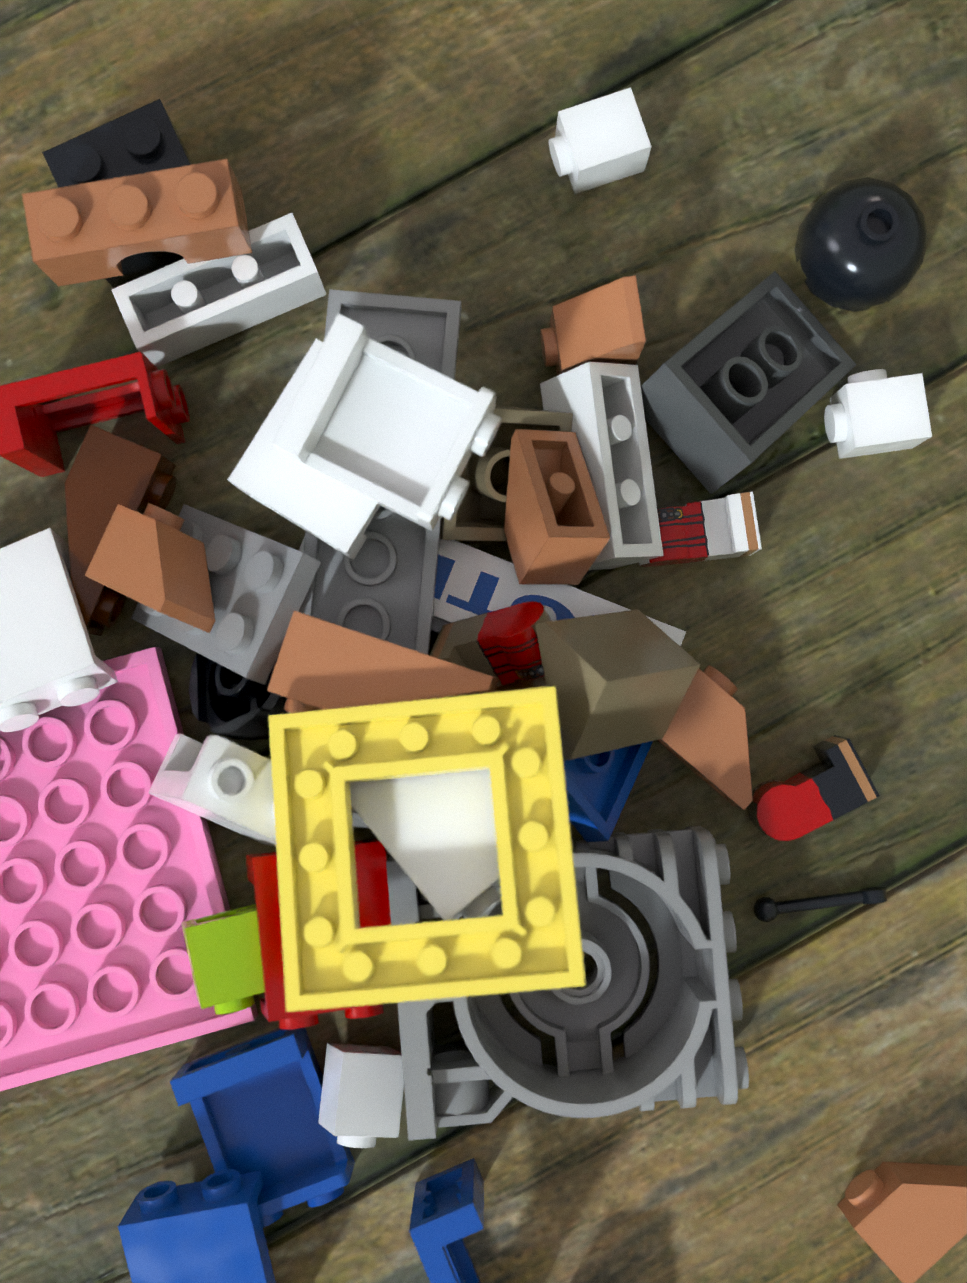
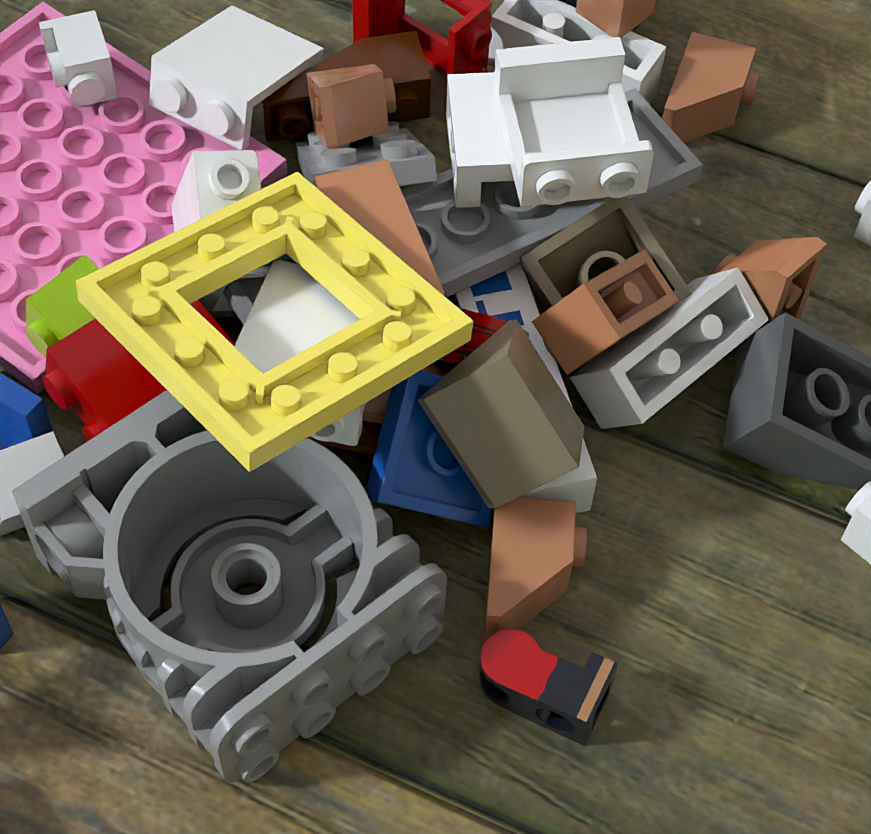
camera: 50 degrees right, 30 degrees down
(338, 191) = (710, 86): none -> nougat slope
(708, 530) = (686, 460): leg -> none
(767, 909) = (413, 727): black hinge -> none

